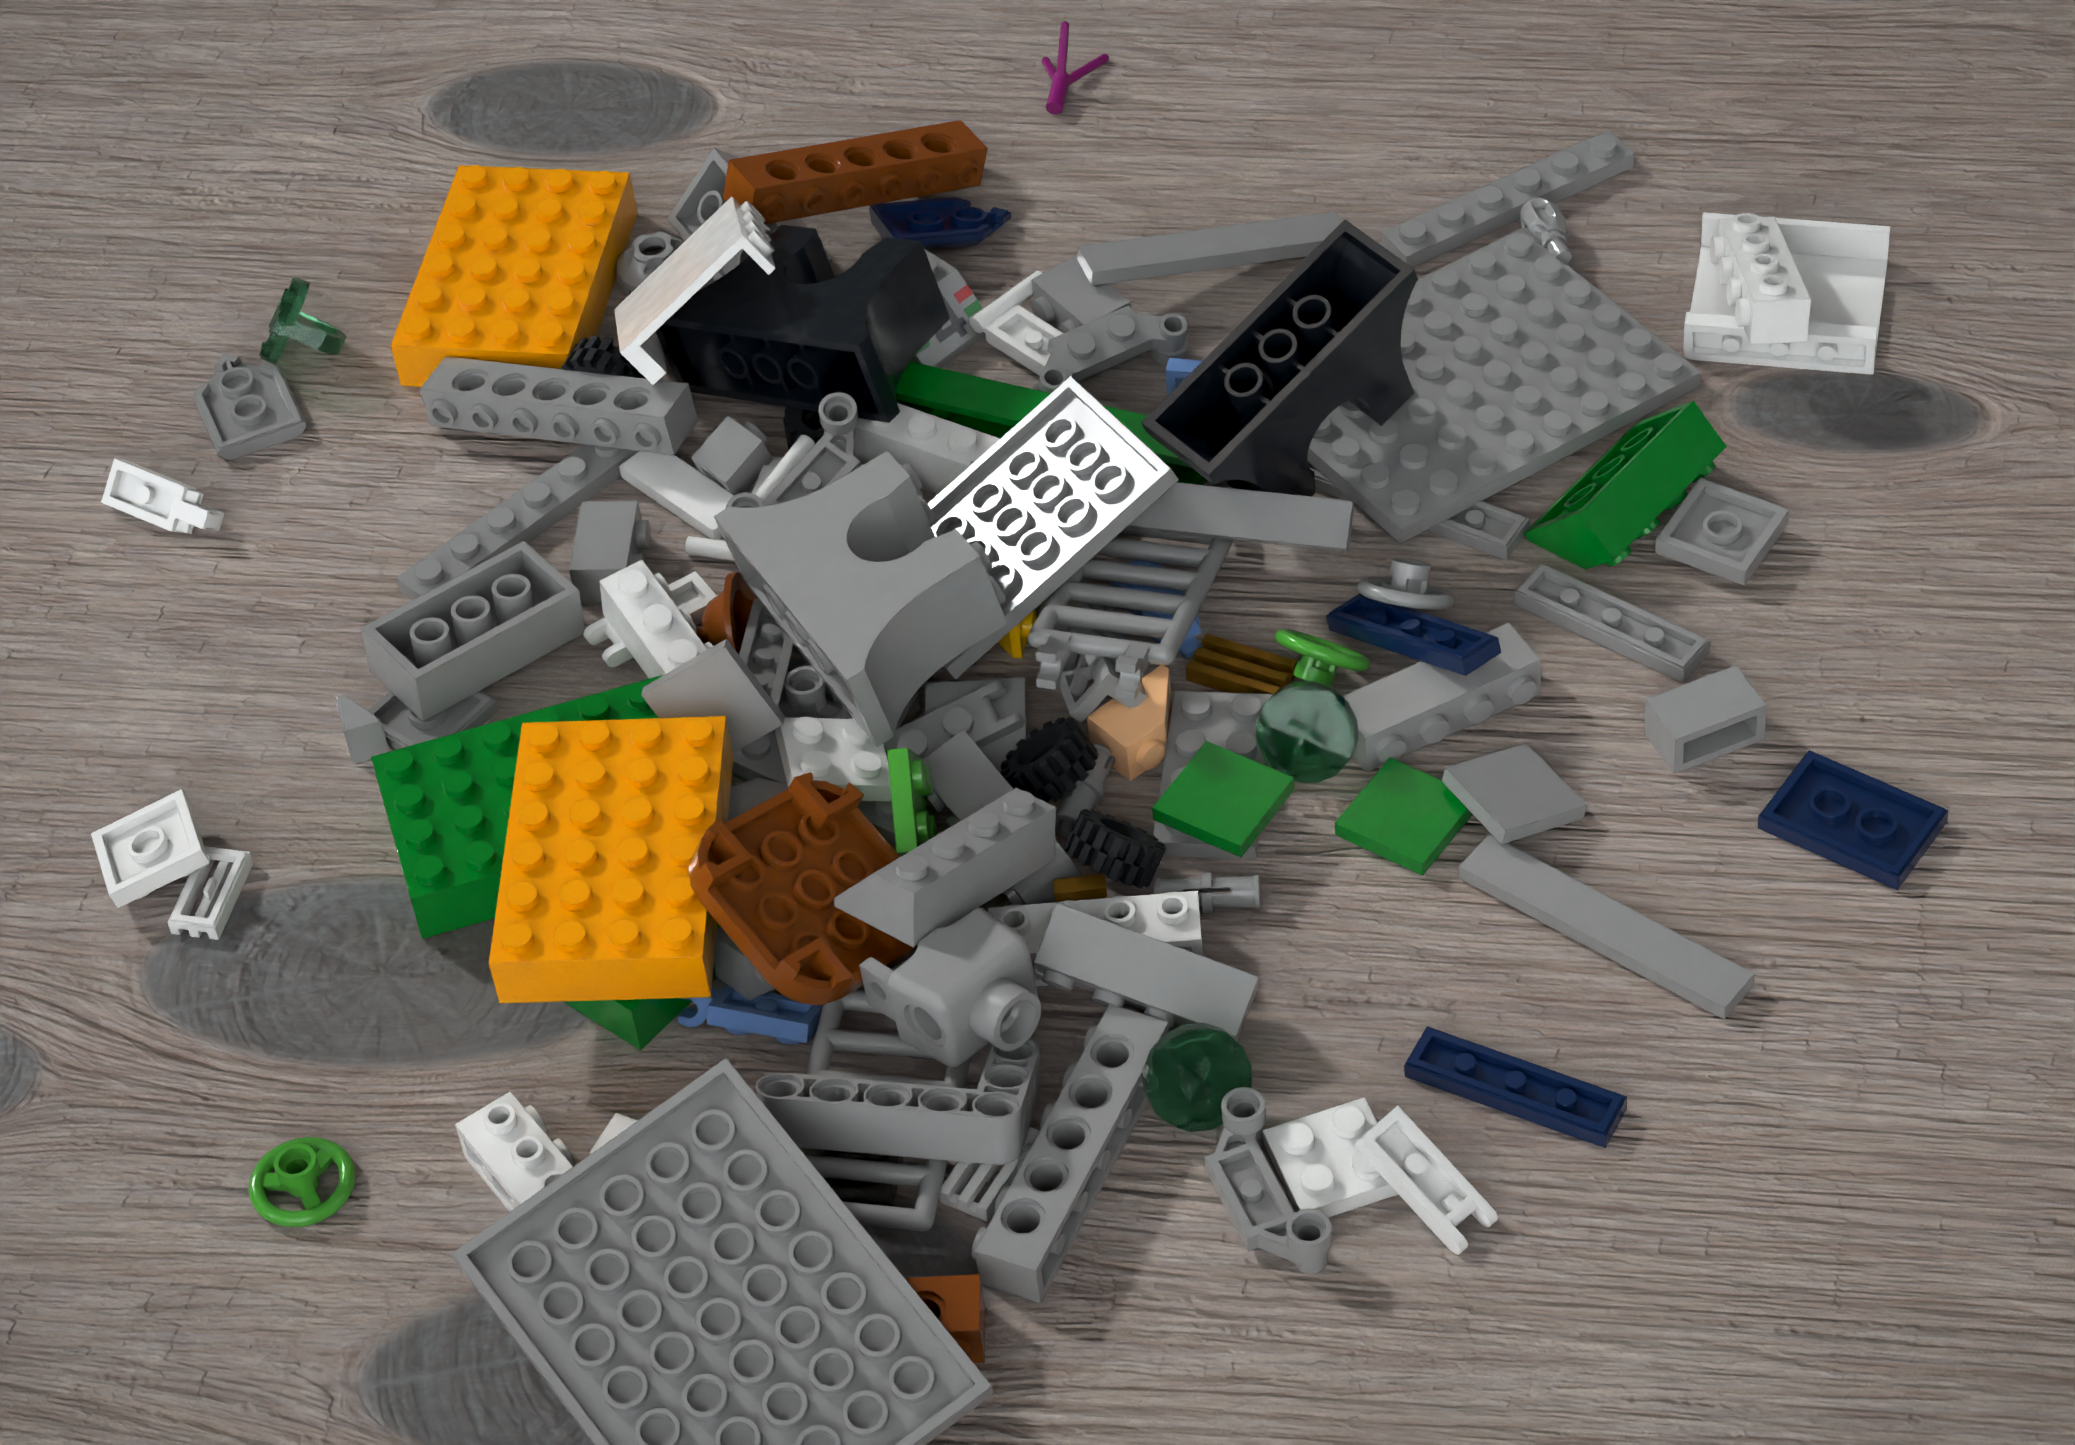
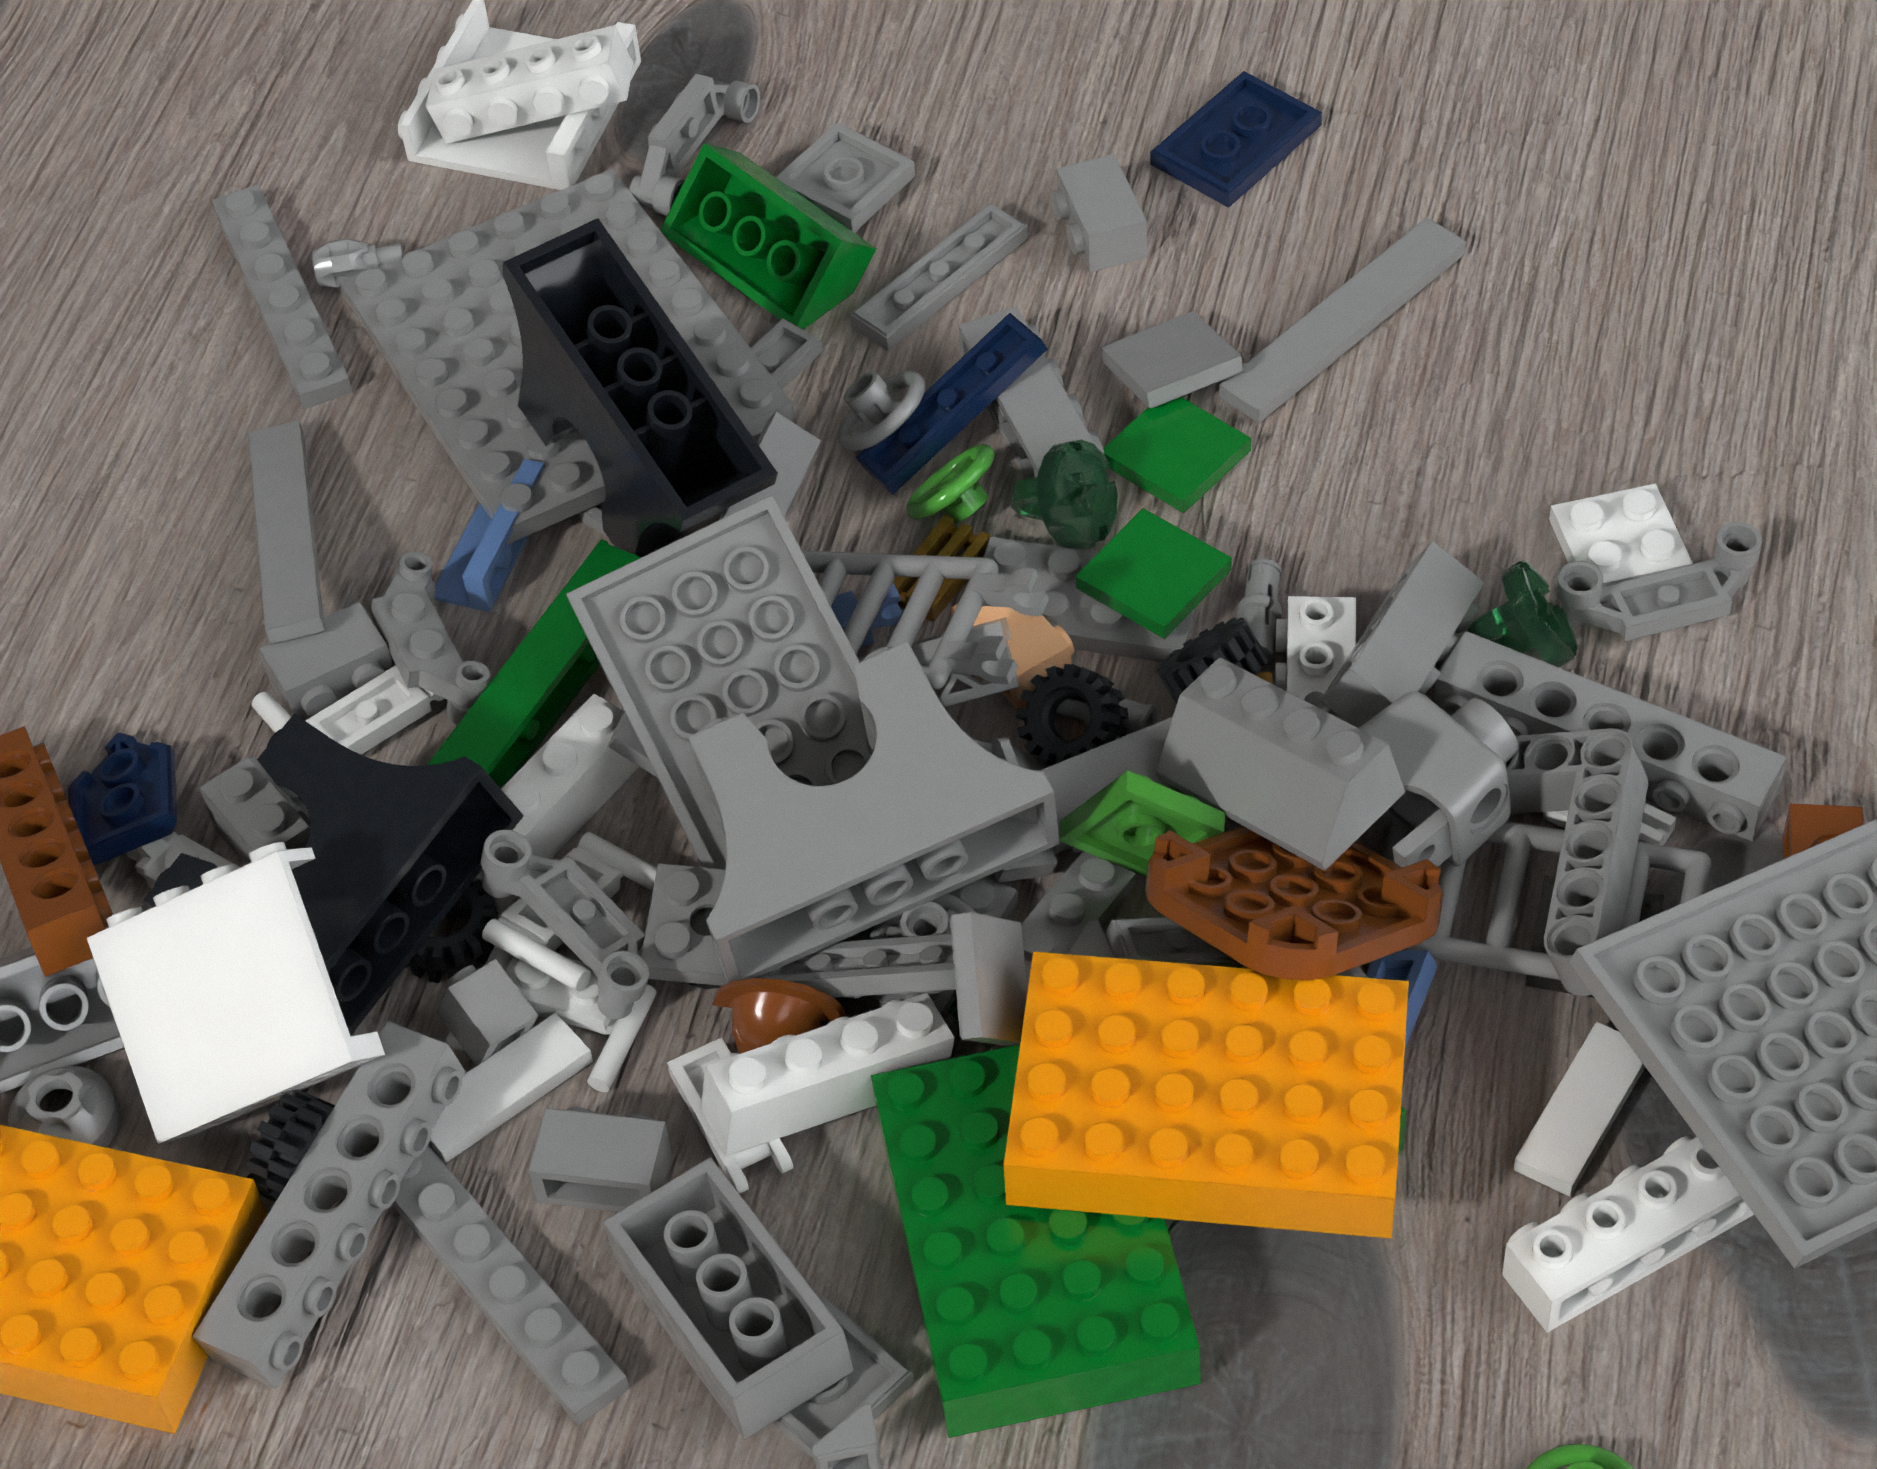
camera: 85 degrees left, 5 degrees up
(834, 753) = (1053, 898): white plate -> none
(1424, 1178) = (1666, 460): white hinge -> none
(1516, 1087) = (1536, 403): dark blue tile -> none
(1761, 405) = (682, 132): none -> light grey plate

